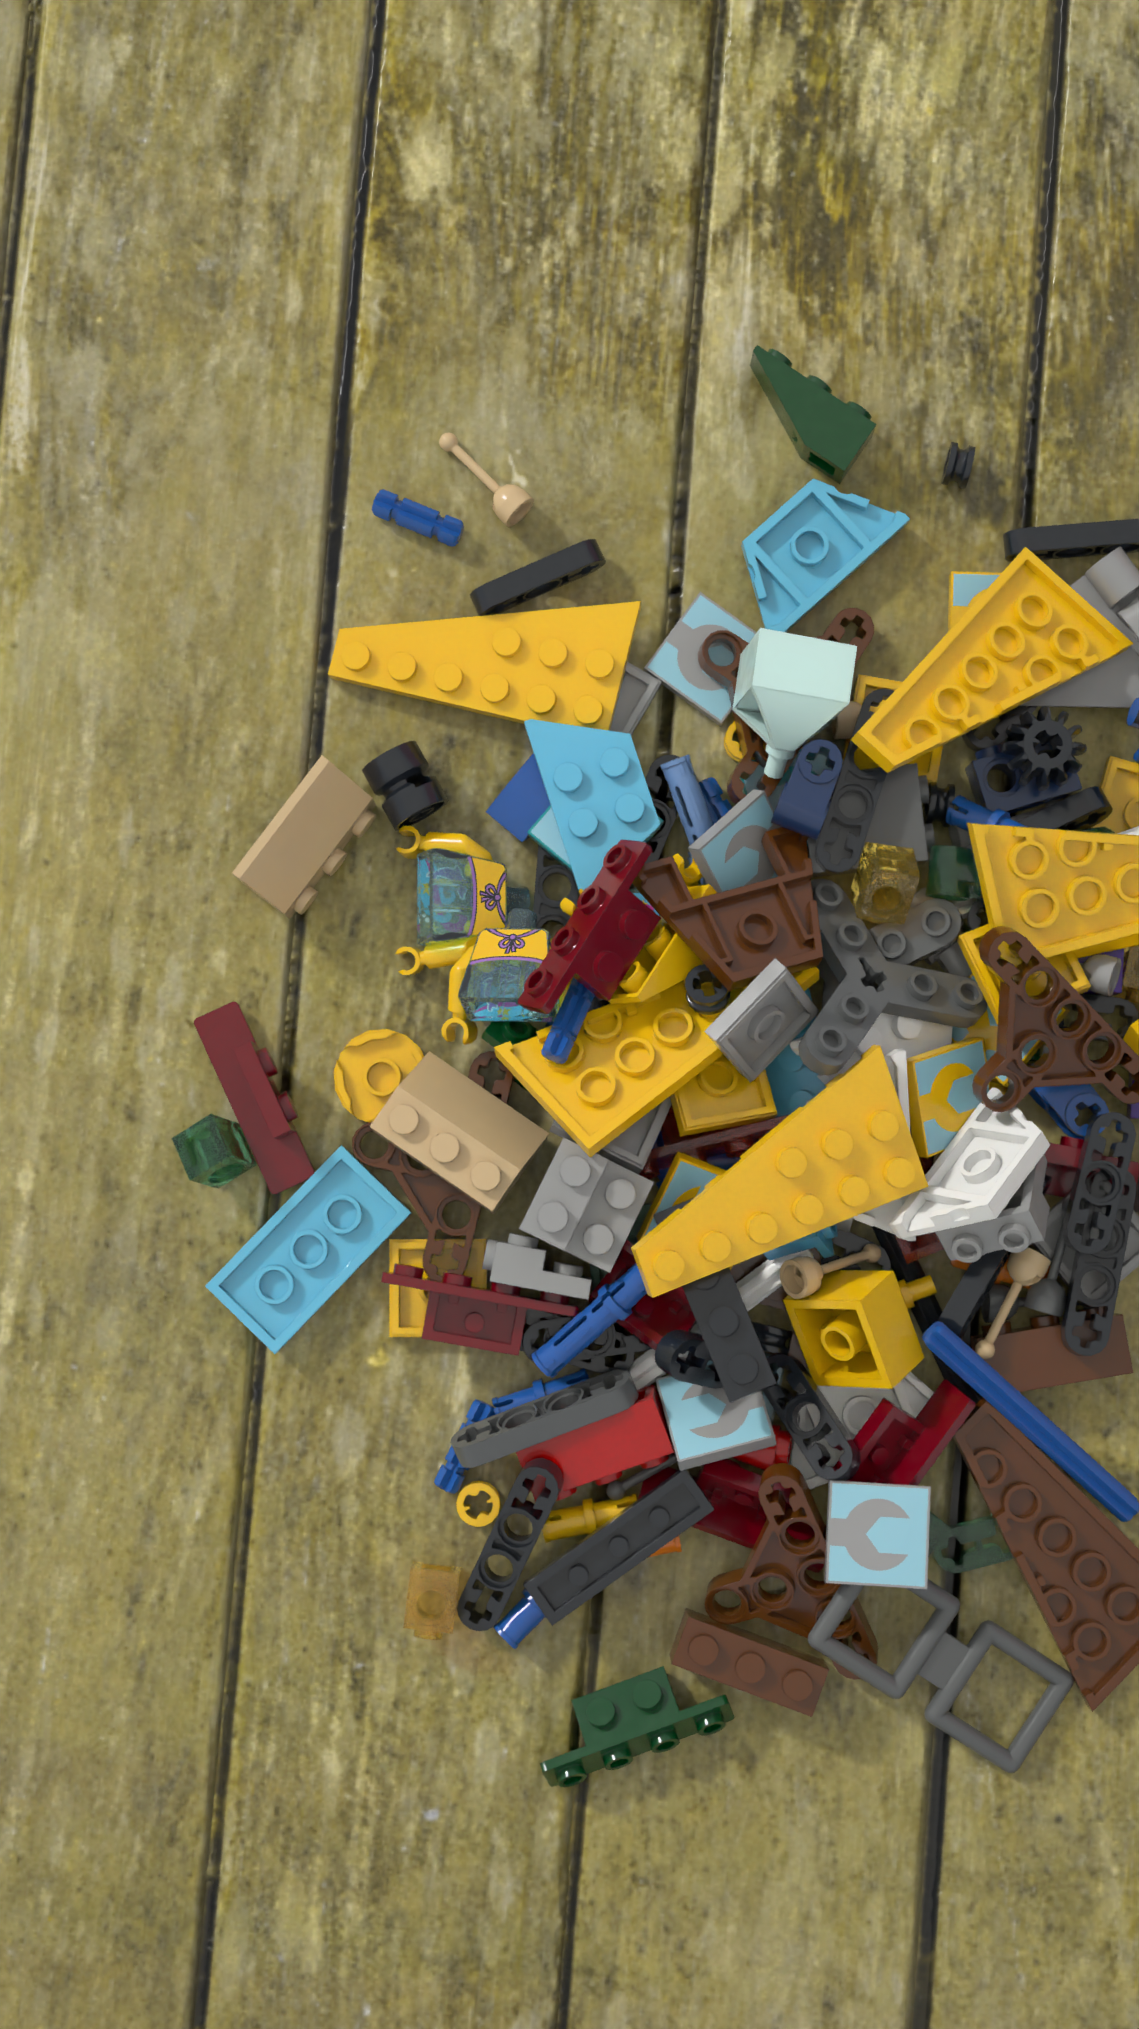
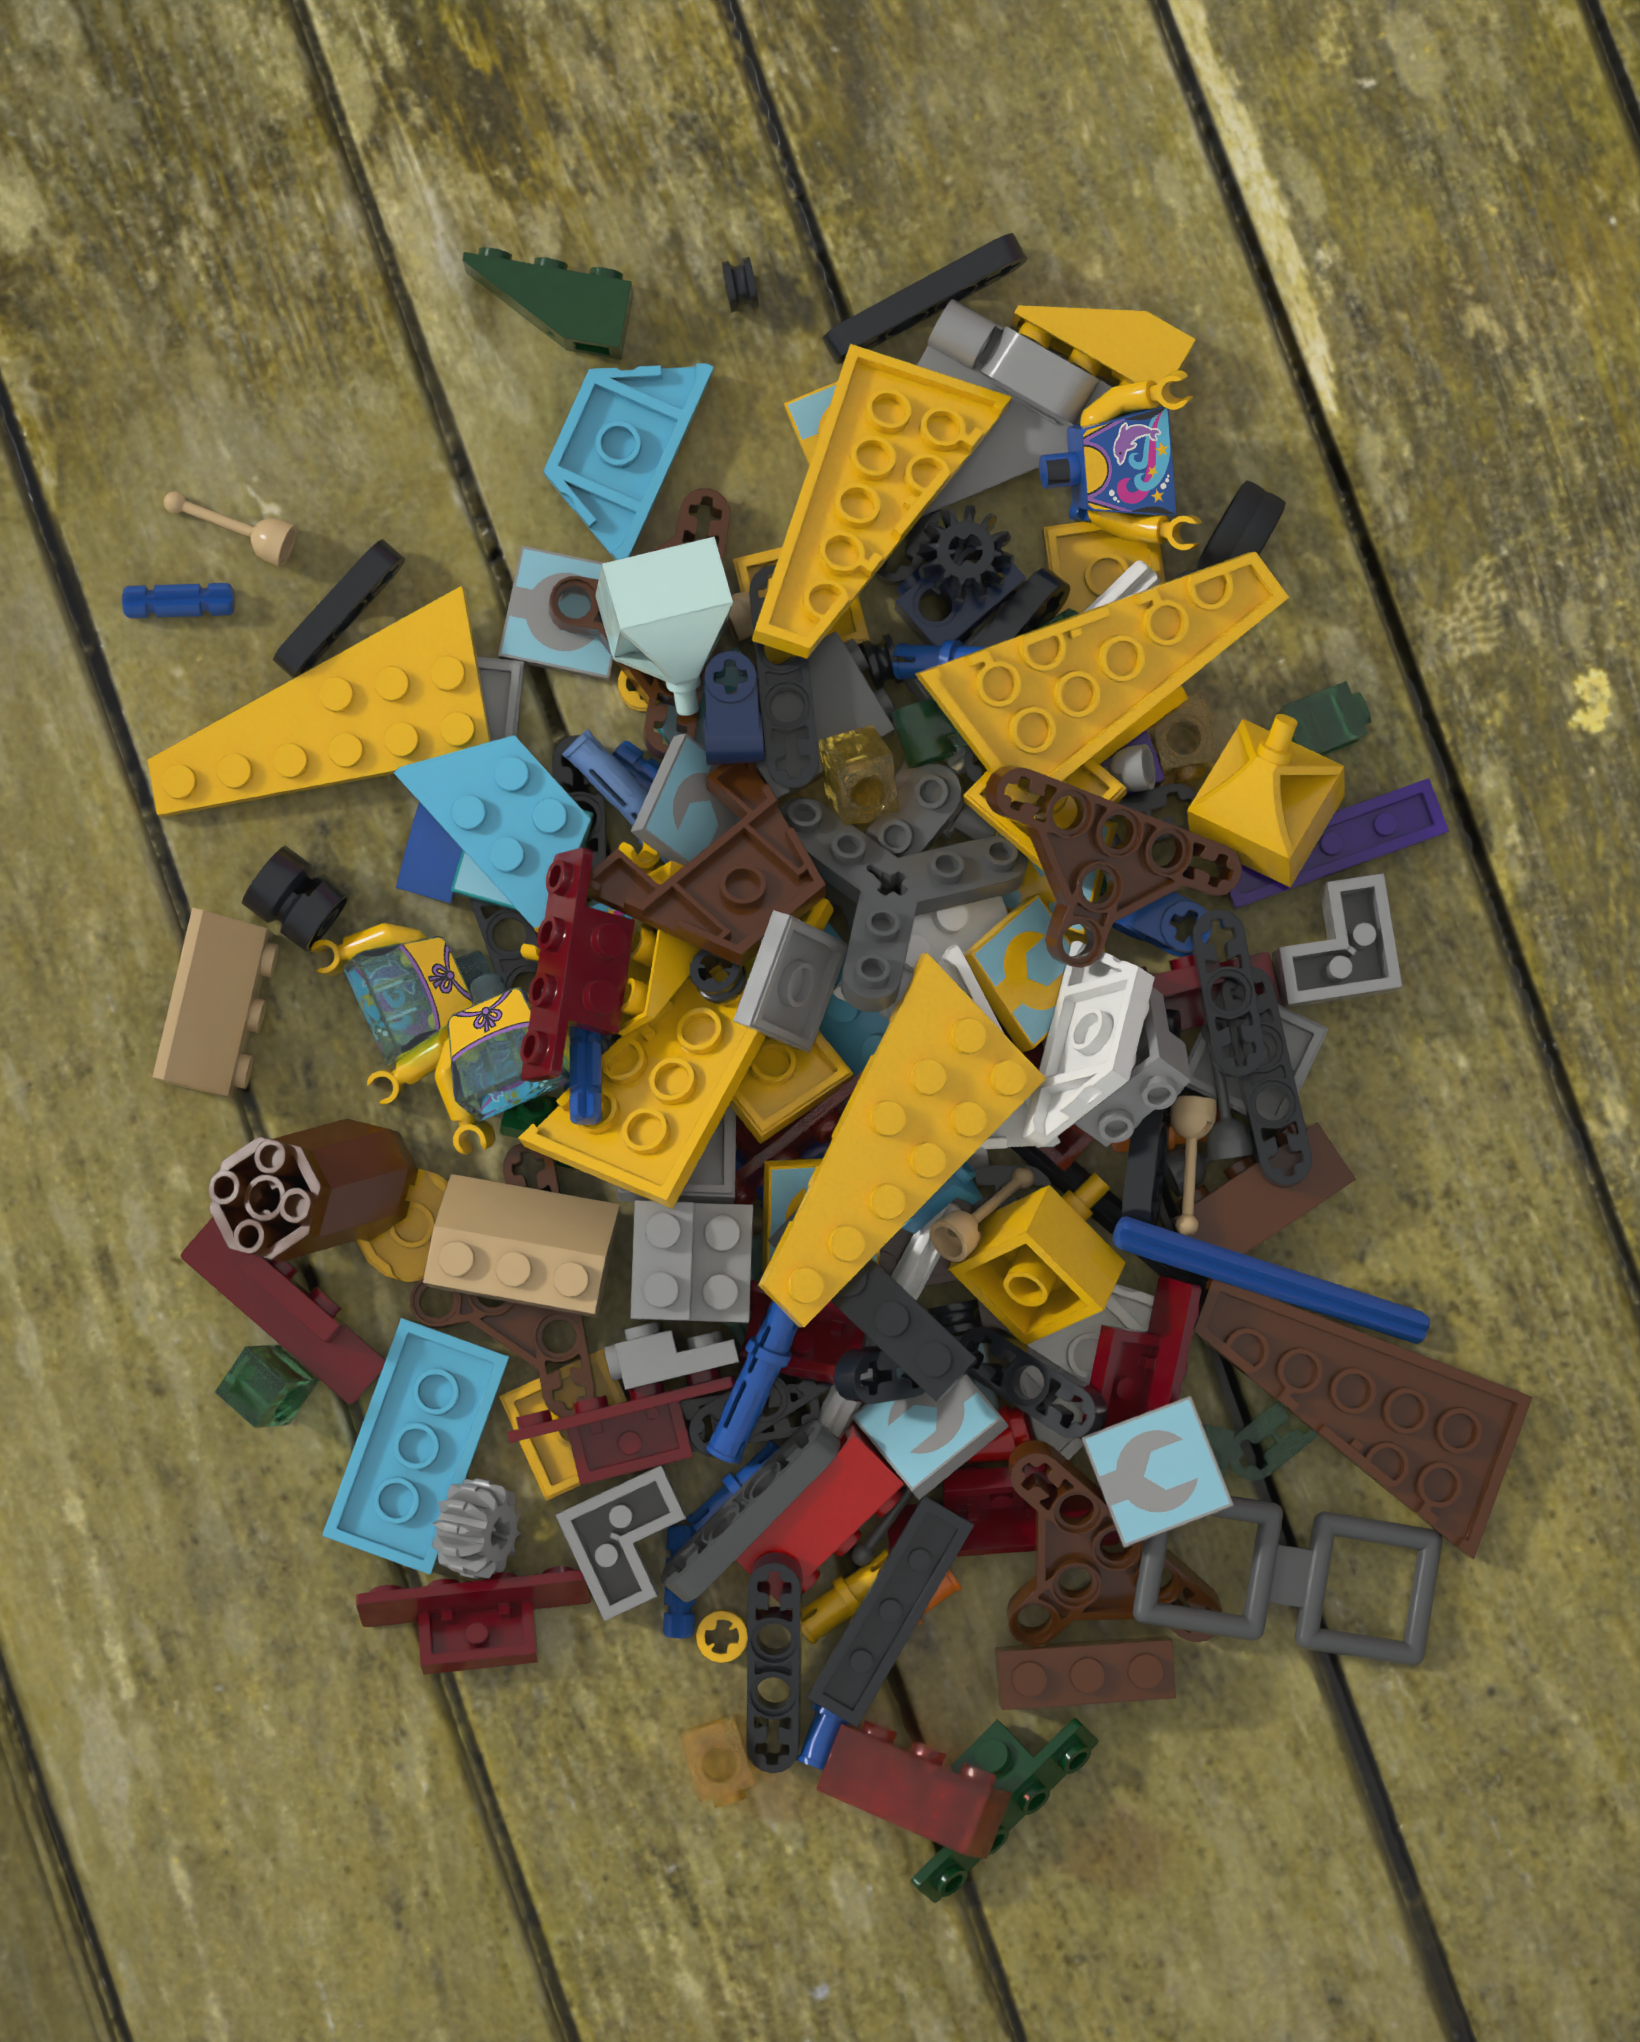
camera: 30 degrees left, 0 degrees up
(294, 1406) = (475, 1621): none -> dark red bracket
(316, 1015) = (312, 1189): none -> reddish brown brick
(326, 1335) = (476, 1528): none -> light grey gear
(422, 1387) = (606, 1533): none -> light grey brick
(576, 1694) = (915, 1788): none -> clear red brick

